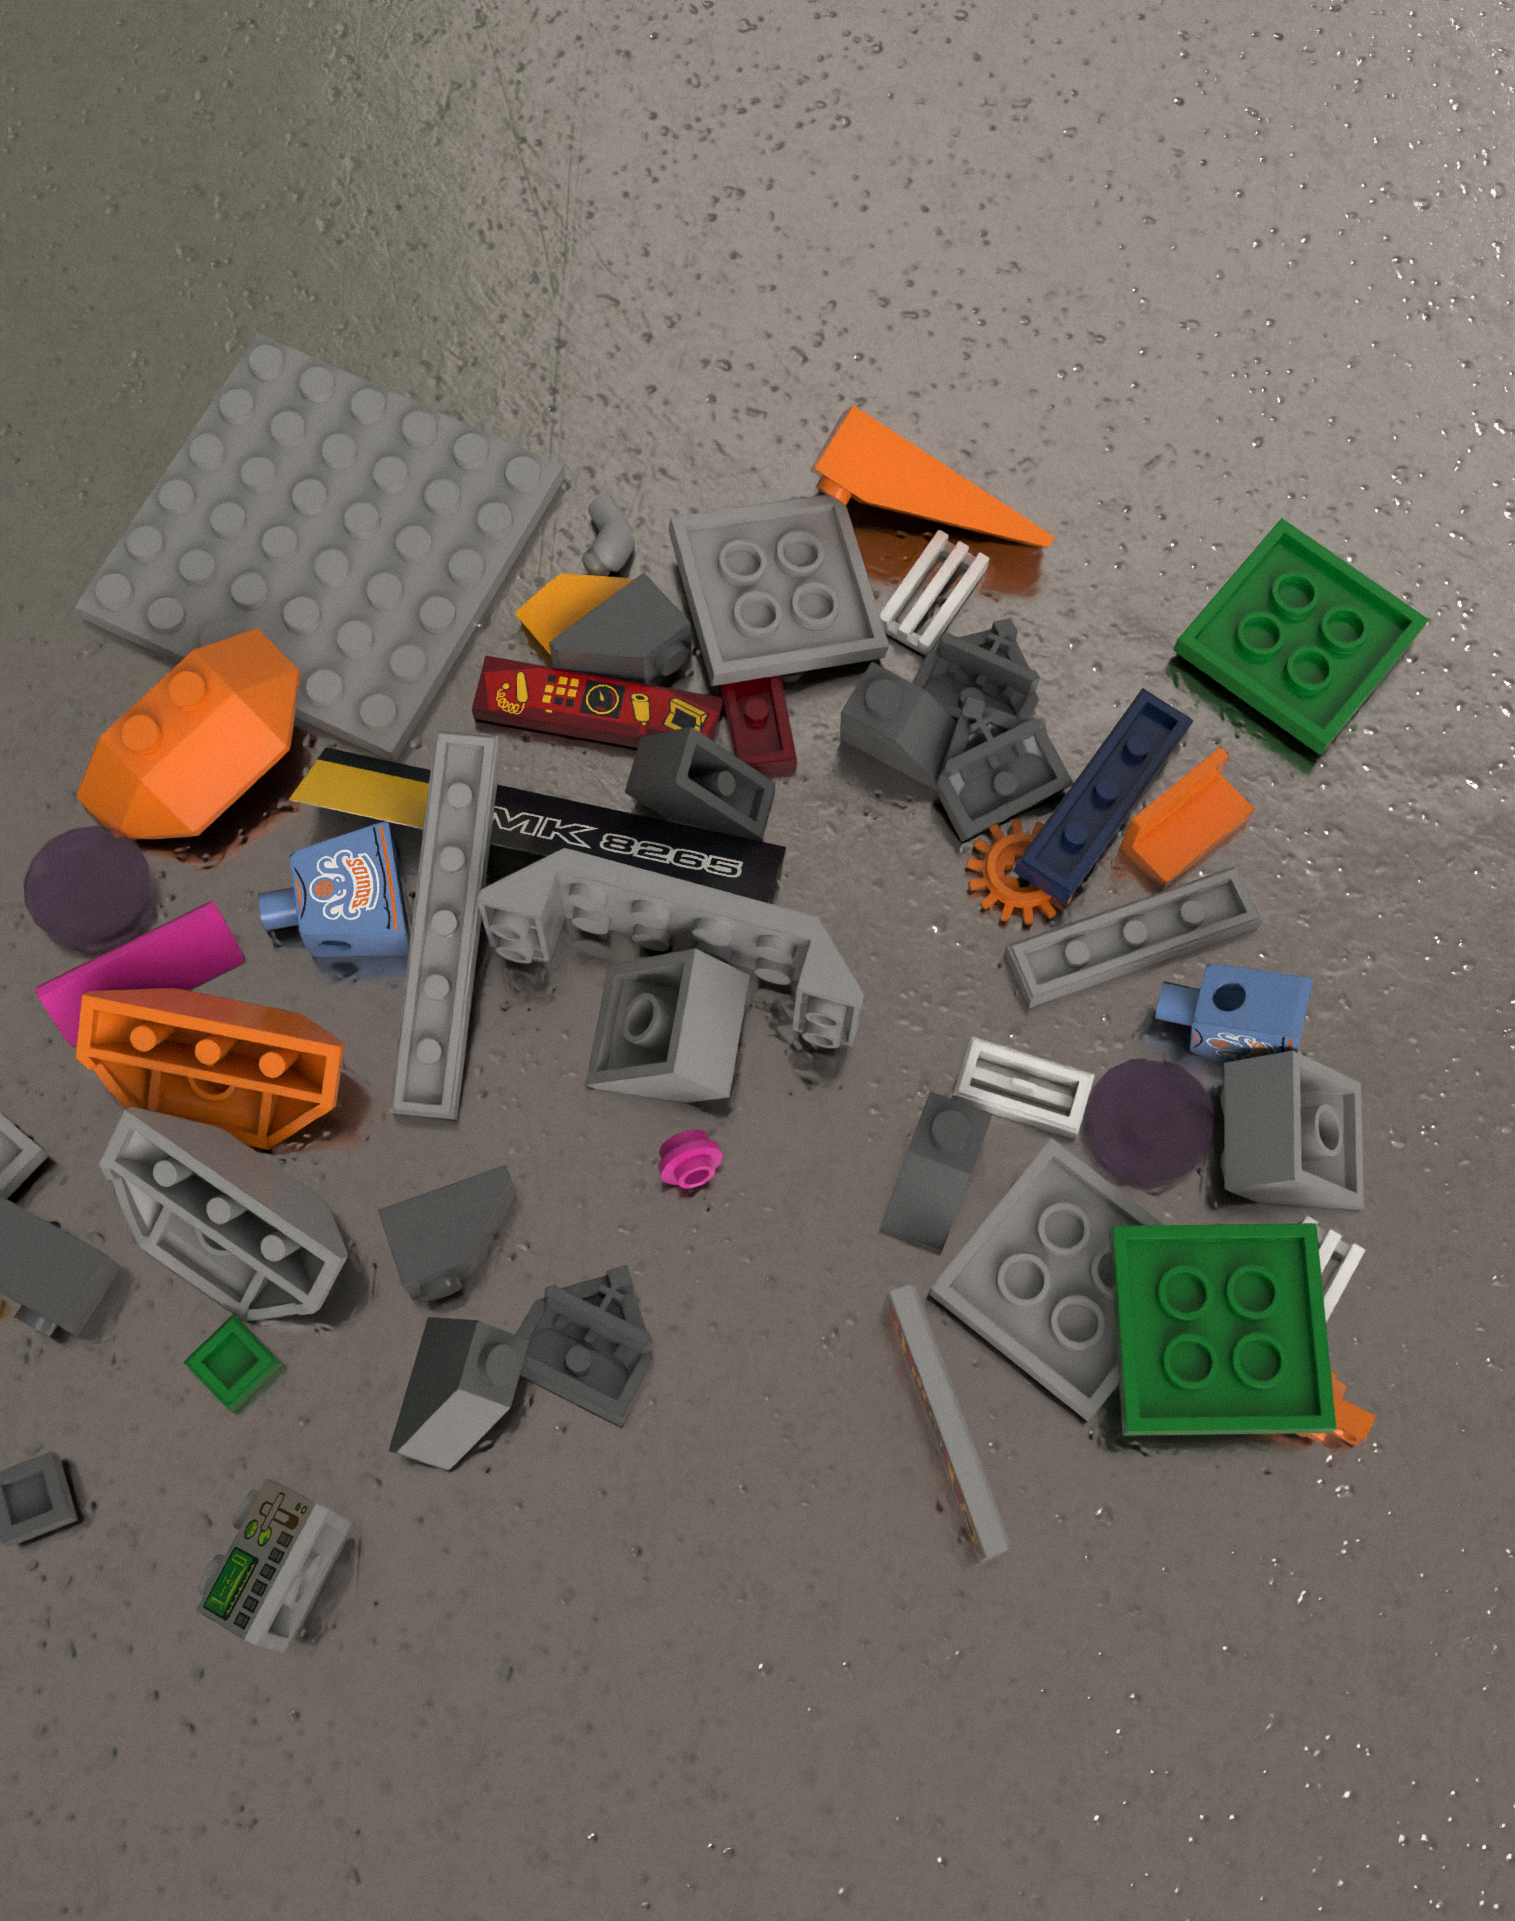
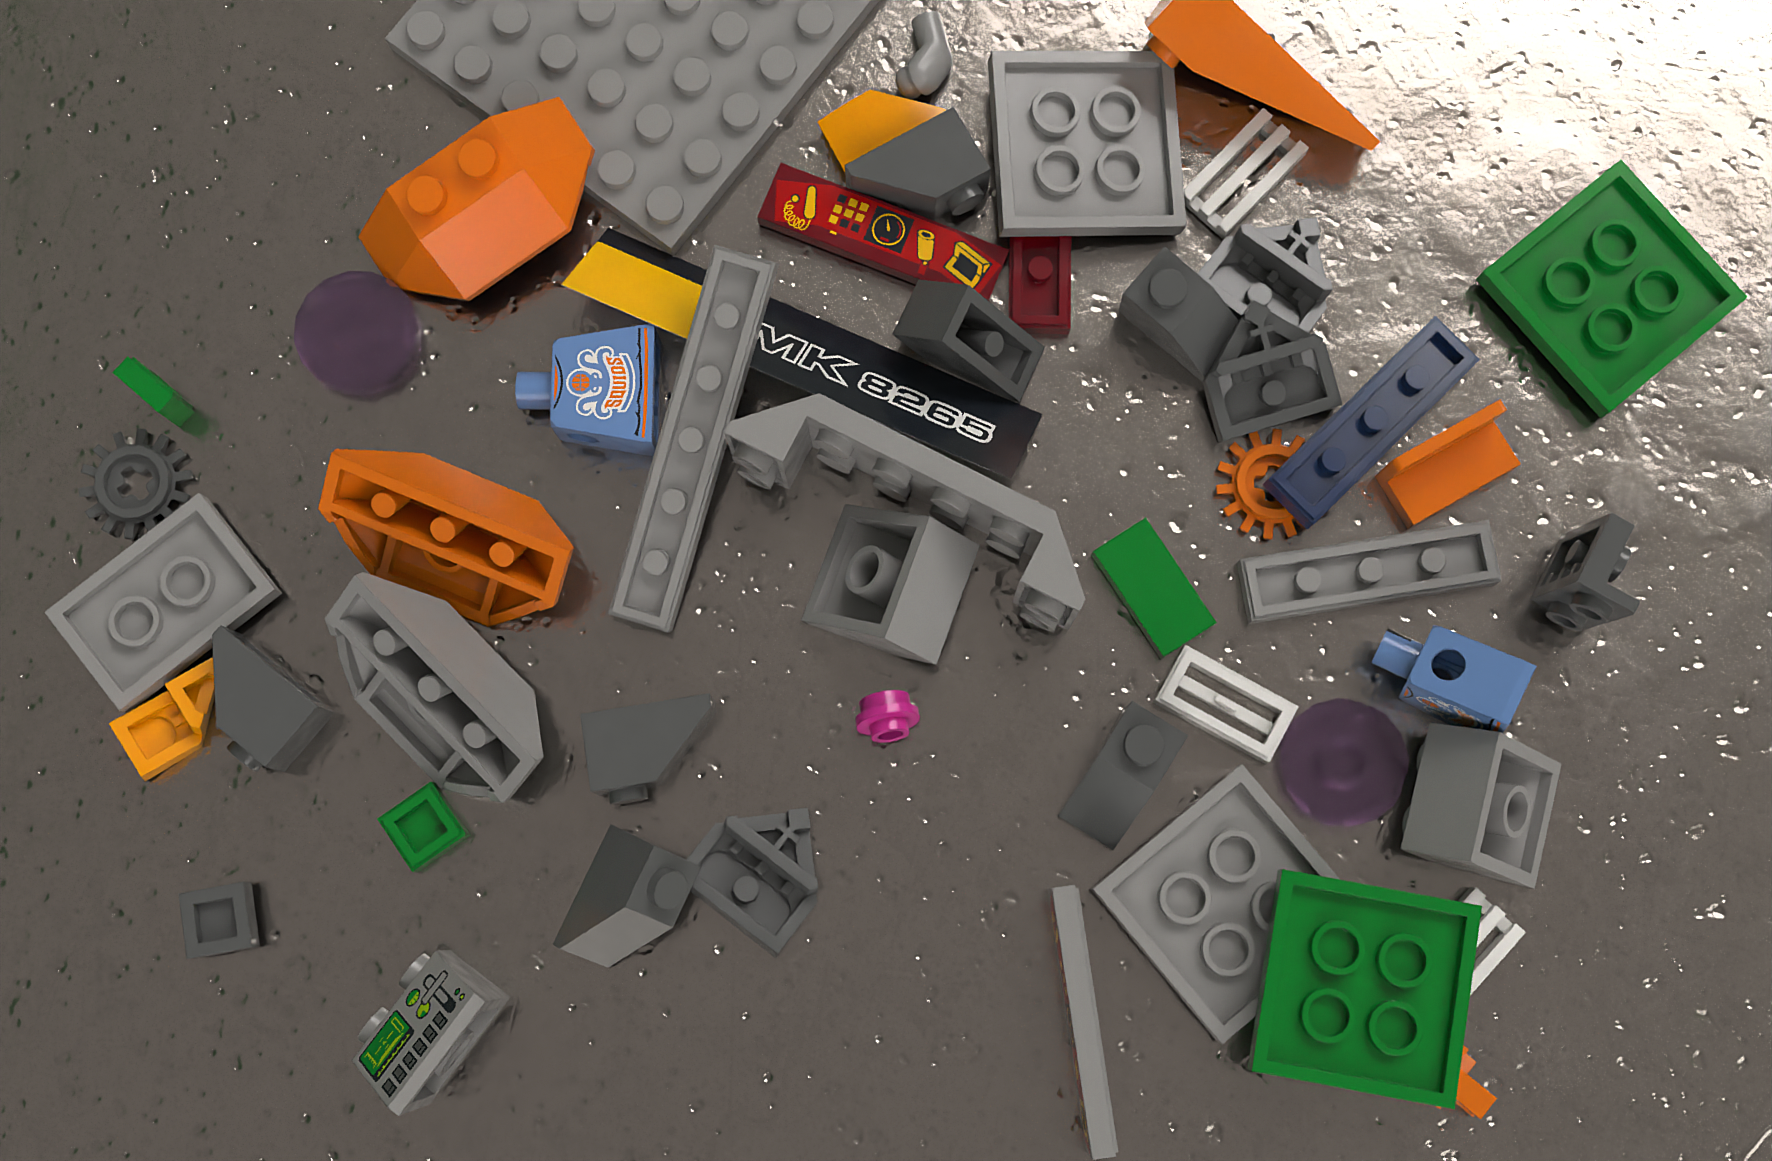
camera: 15 degrees right, 10 degrees up
(170, 956) = (414, 422): dark pink slope -> none
(928, 989) = (1153, 588): none -> green tile
(1336, 905) = (1578, 572): none -> dark grey bracket

